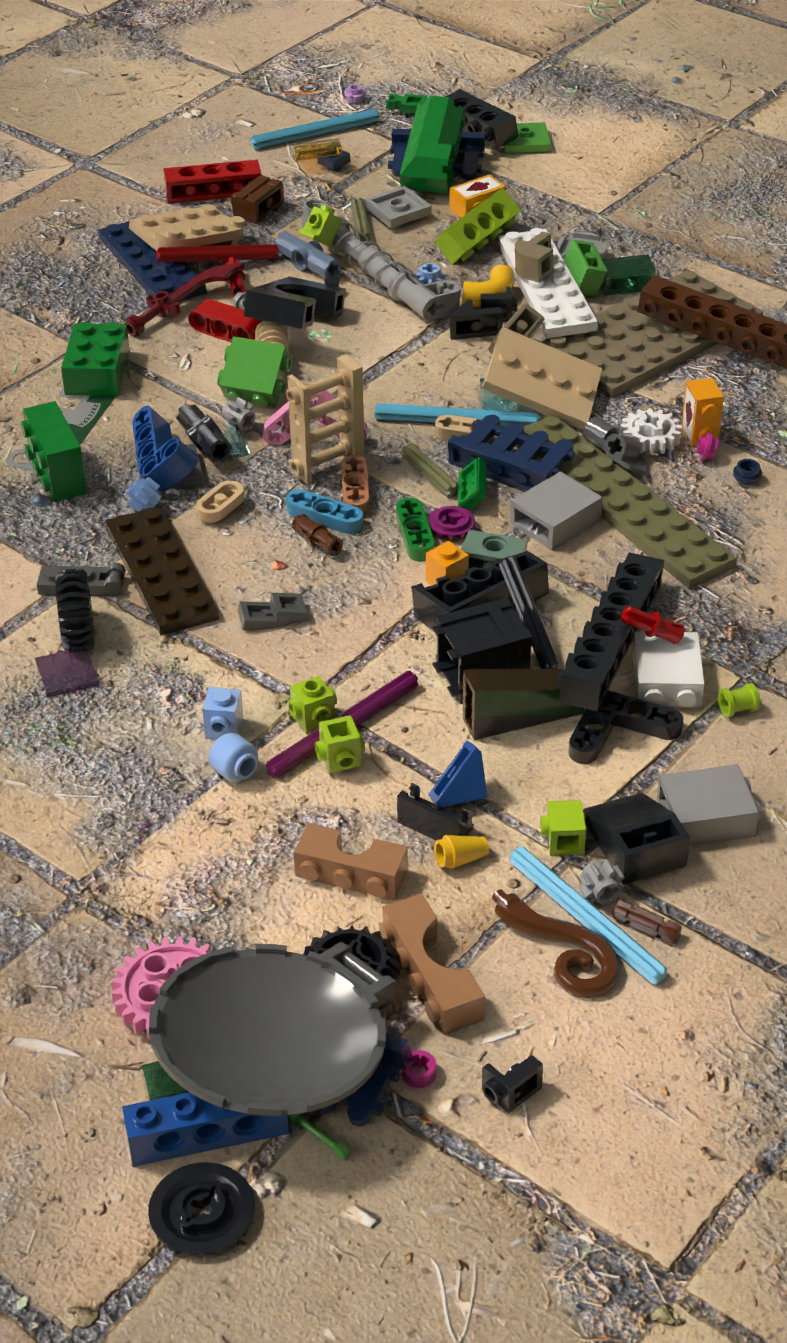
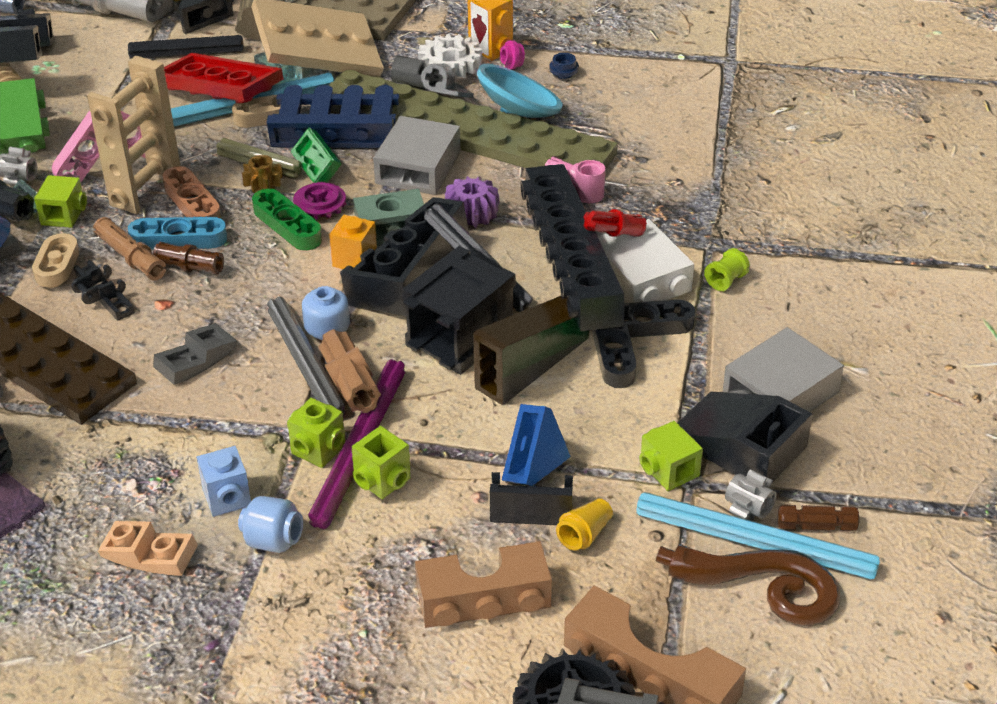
camera: 30 degrees left, 0 degrees up
(143, 742) = (141, 548): none -> light nougat slope
(231, 536) = (91, 293): none -> black piece
(252, 454) = (60, 201): none -> lime brick
(280, 517) = (136, 254): none -> medium nougat pin
(349, 645) = (304, 354): none -> dark grey axle
(368, 667) = (349, 371): none -> medium nougat piece
(384, 616) = (325, 310): none -> light blue head
(419, 484) = (261, 173): none -> pearl gold gear
(440, 352) = (185, 46): none -> black axle
(441, 388) = (221, 77): none -> red plate
(570, 566) = (479, 199): none -> medium lavender gear
(680, 482) = (517, 92): none -> medium azure dish
(680, 579) = (586, 177): none -> bright pink pin

